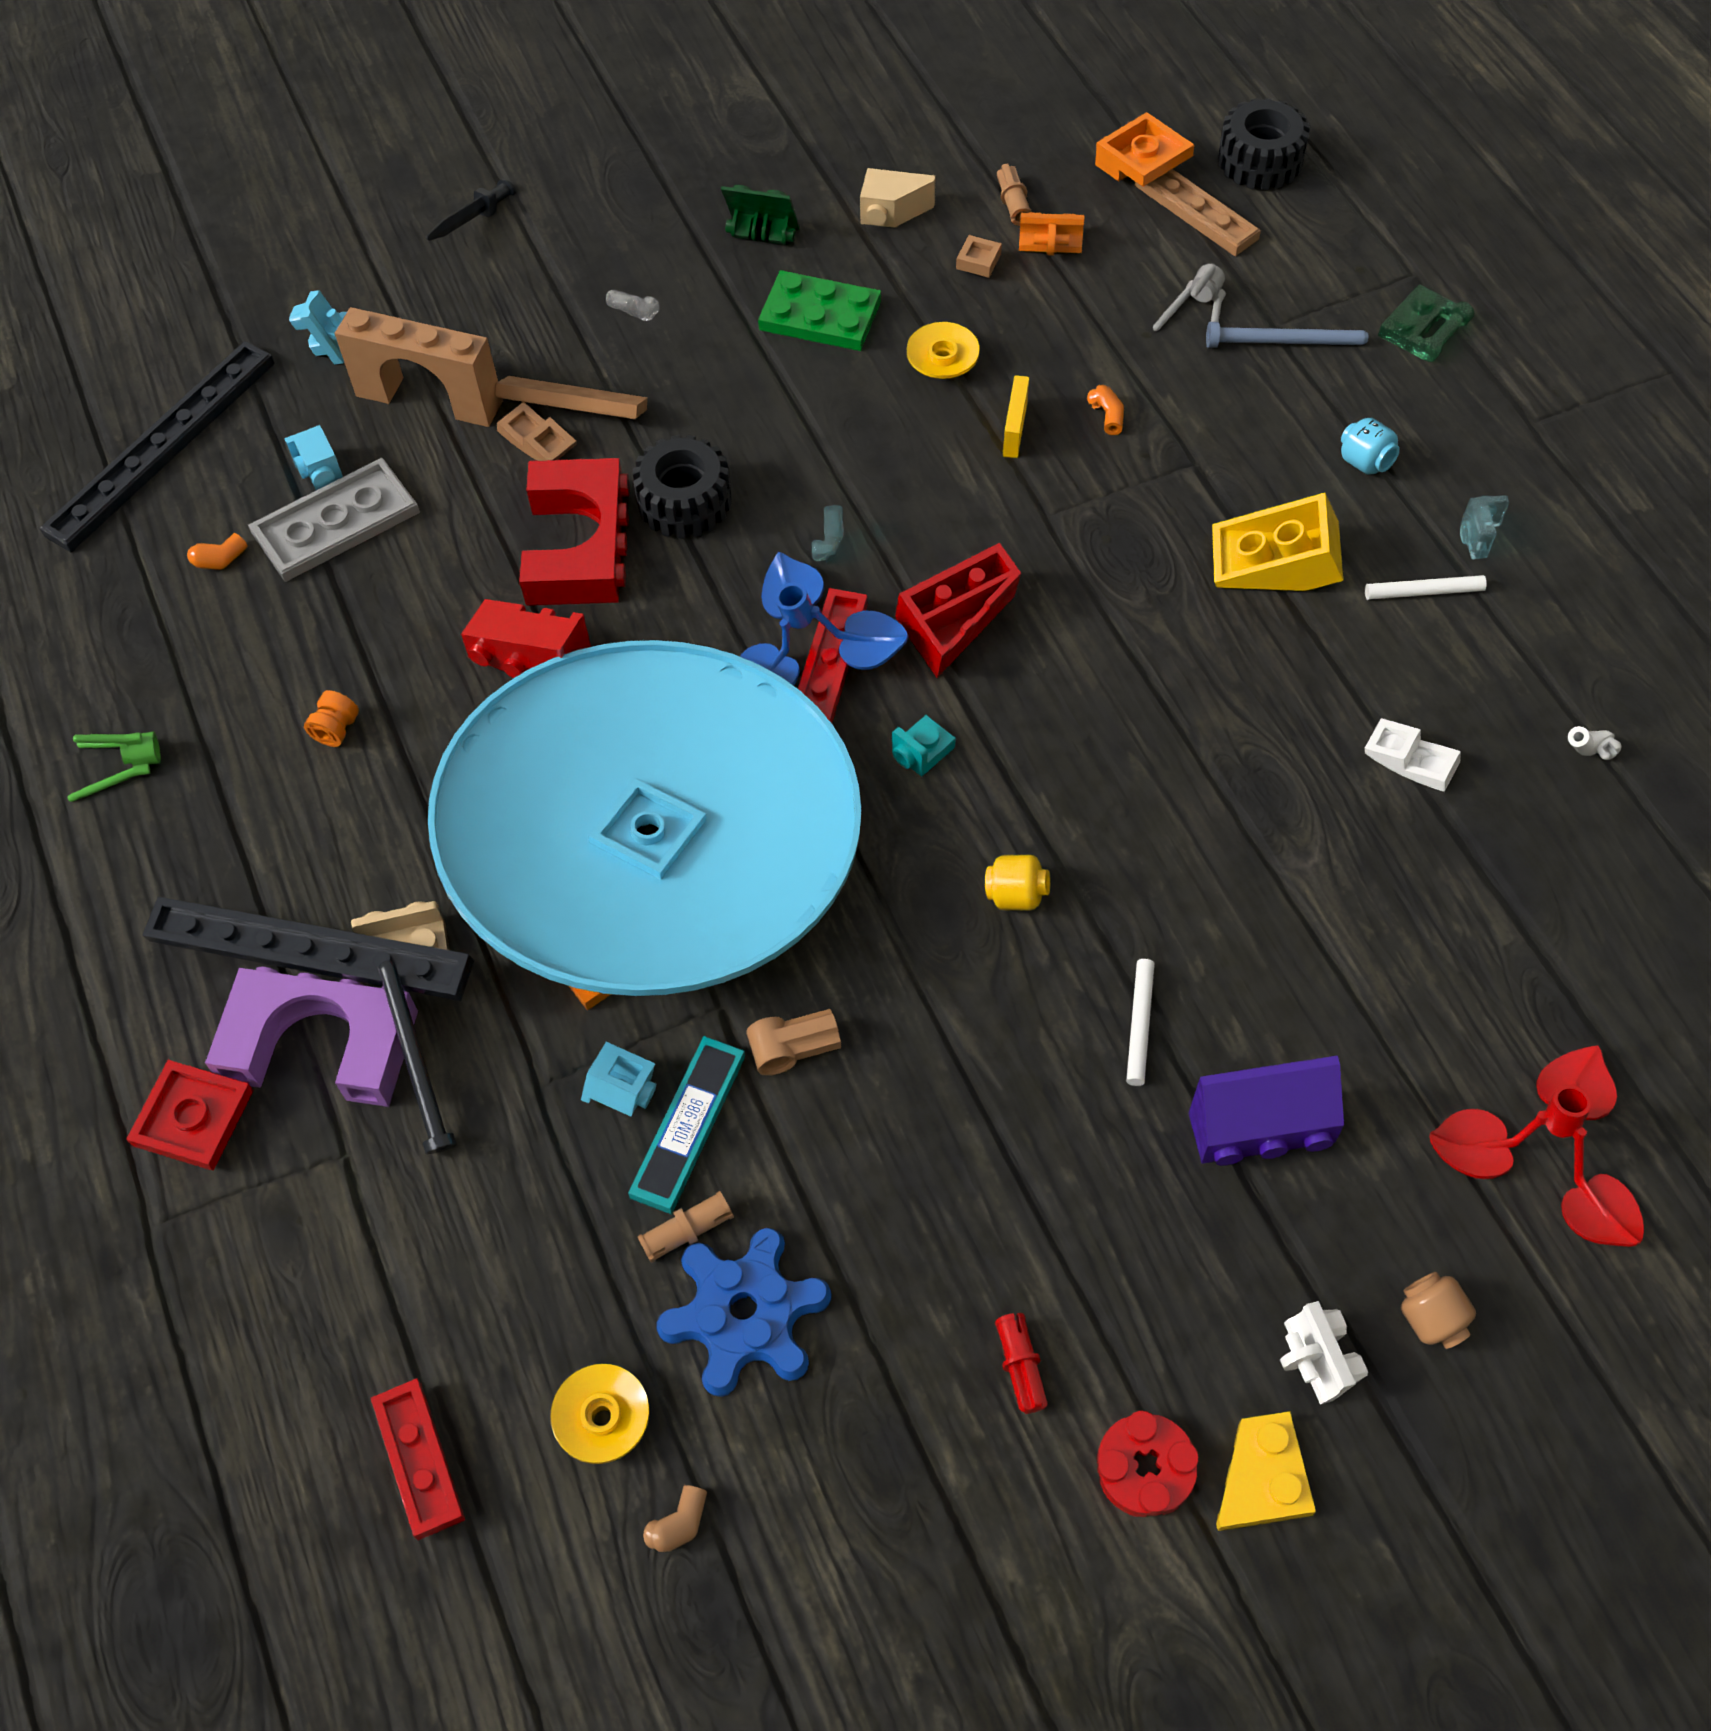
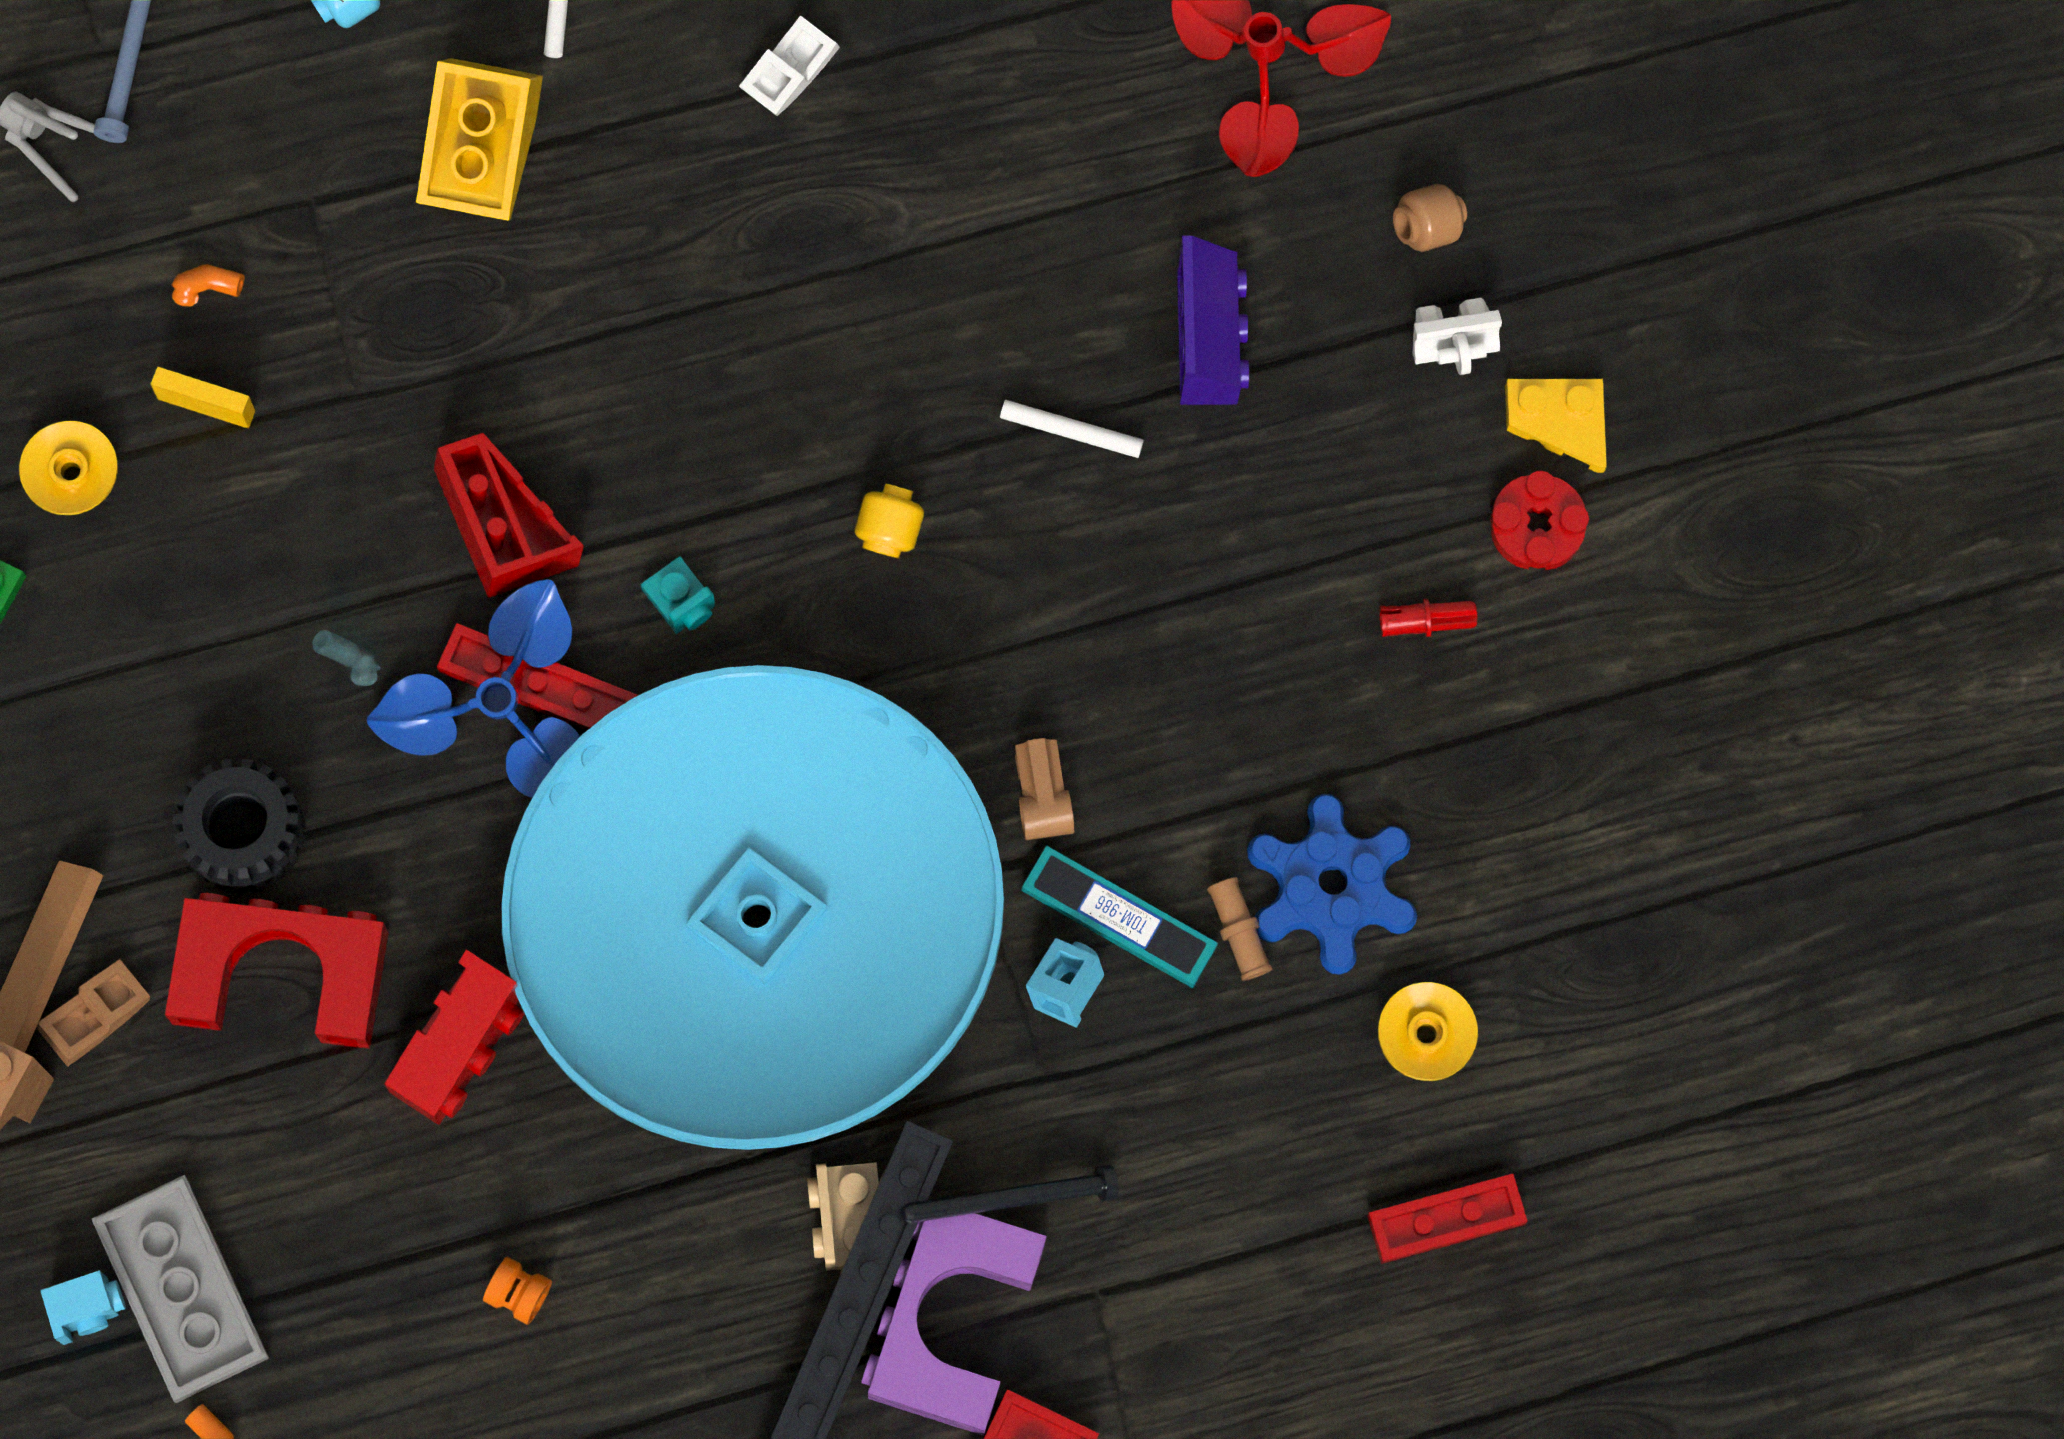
camera: 90 degrees left, 15 degrees up
(680, 1526) = (1544, 966): medium nougat arm -> none

